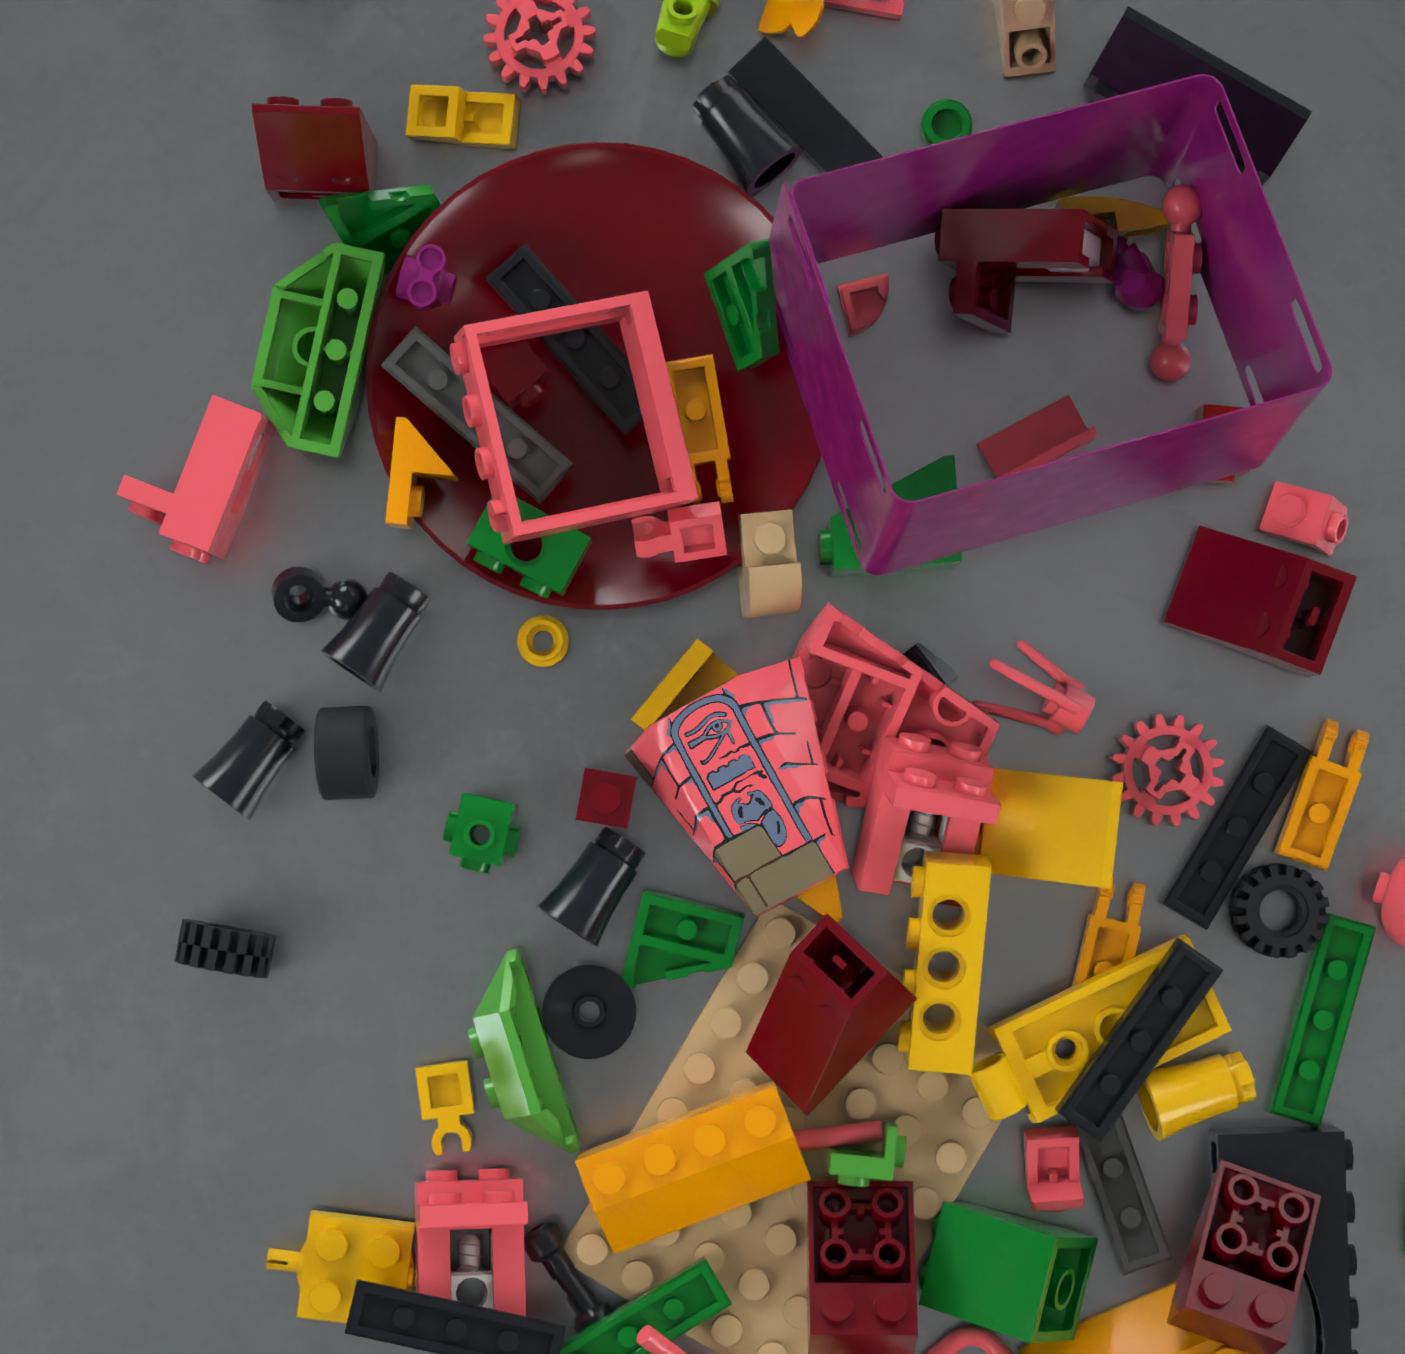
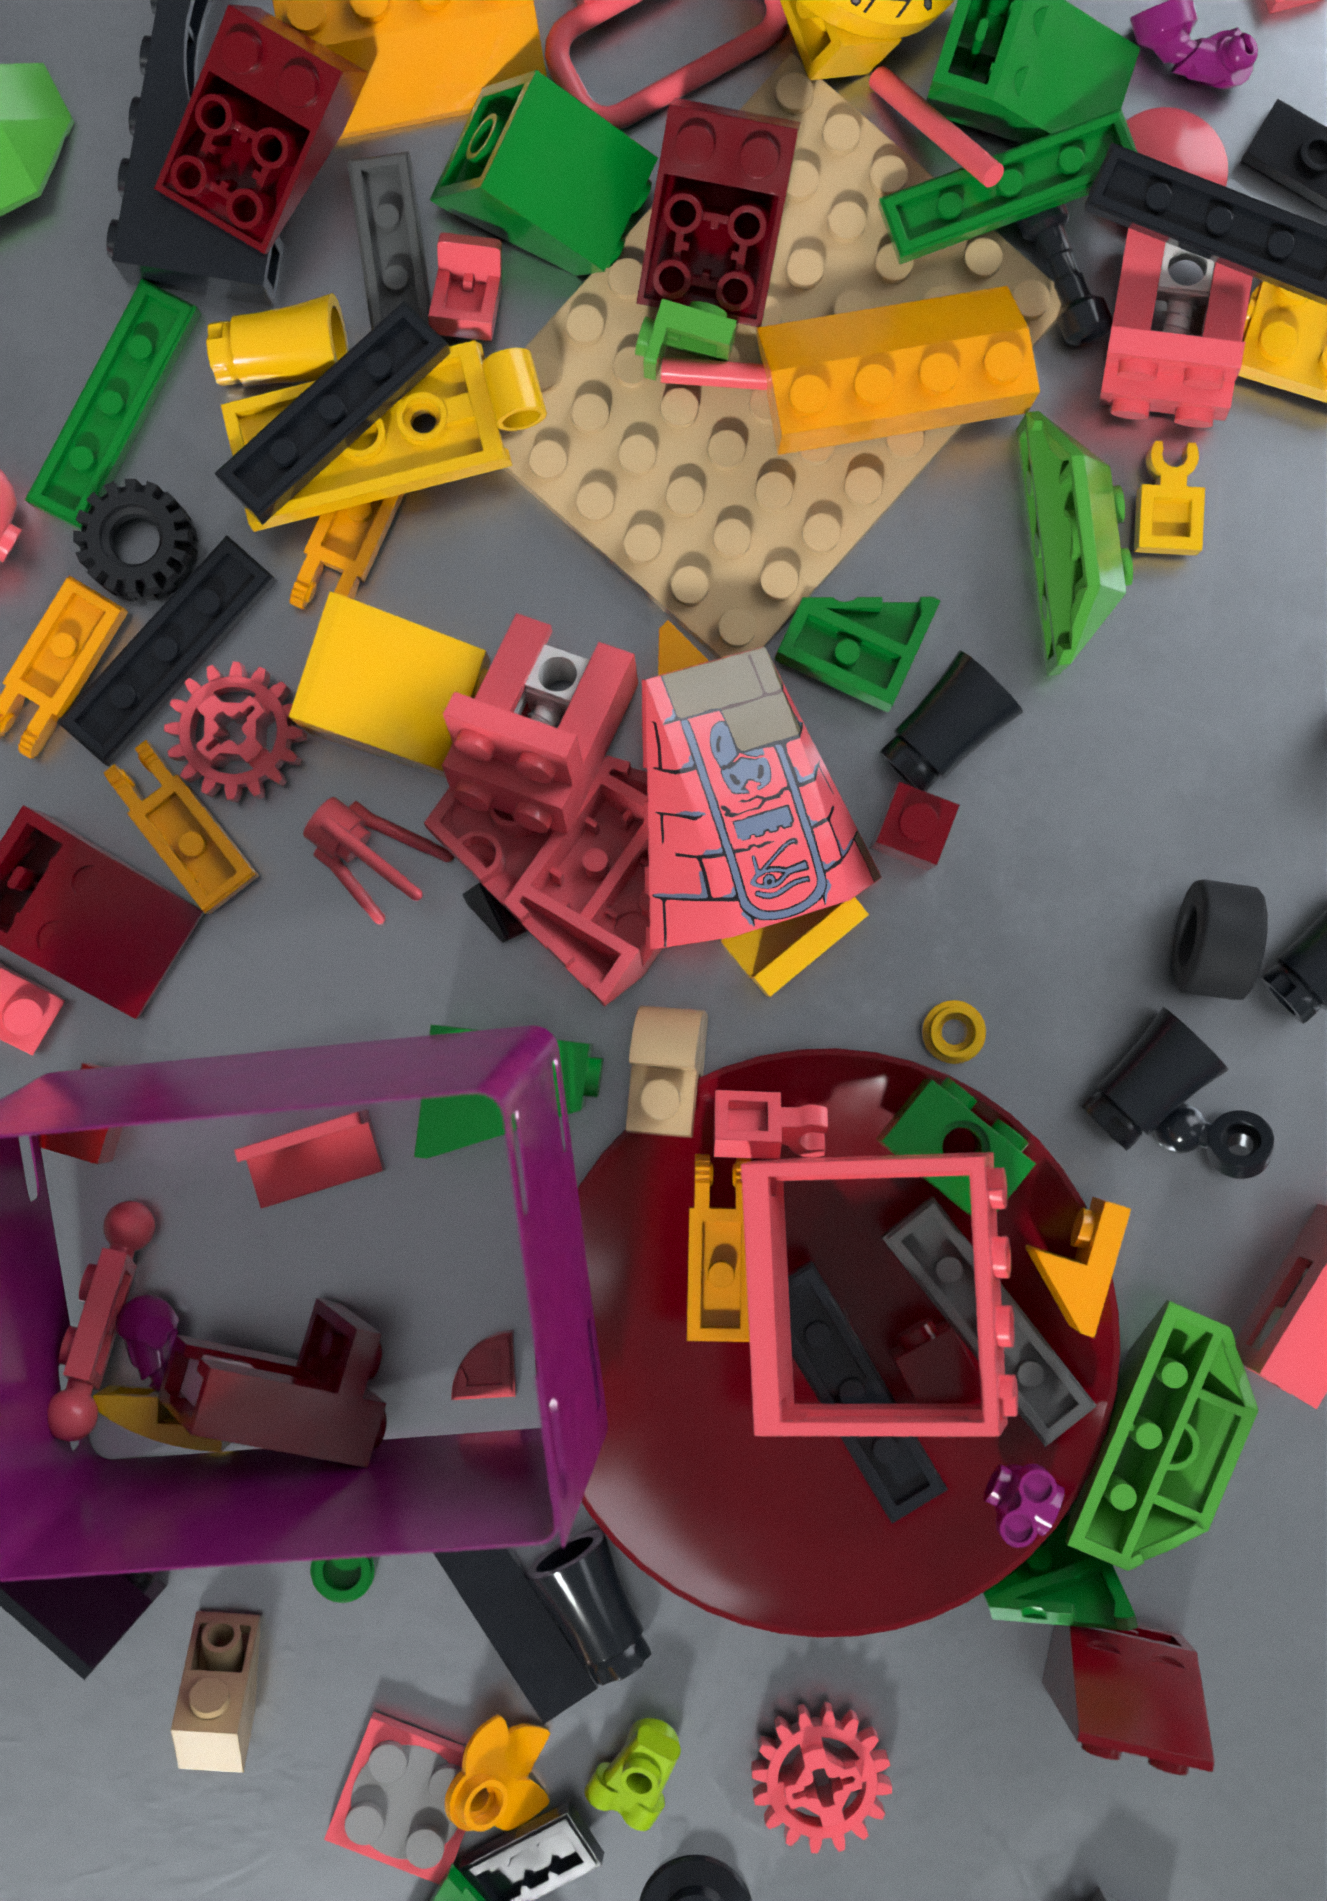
camera: 170 degrees left, 0 degrees up
(463, 117) = (932, 1693): yellow slope -> none
(493, 814) = (1055, 830): green brick -> none
(589, 1037) = (999, 554): black piece -> none
(746, 303) = (634, 1395): green wing -> none
(825, 1014) = (702, 511): dark red slope -> none
(951, 1043) = (561, 451): yellow brick -> none
(1192, 682) = (184, 832): none -> light orange hinge

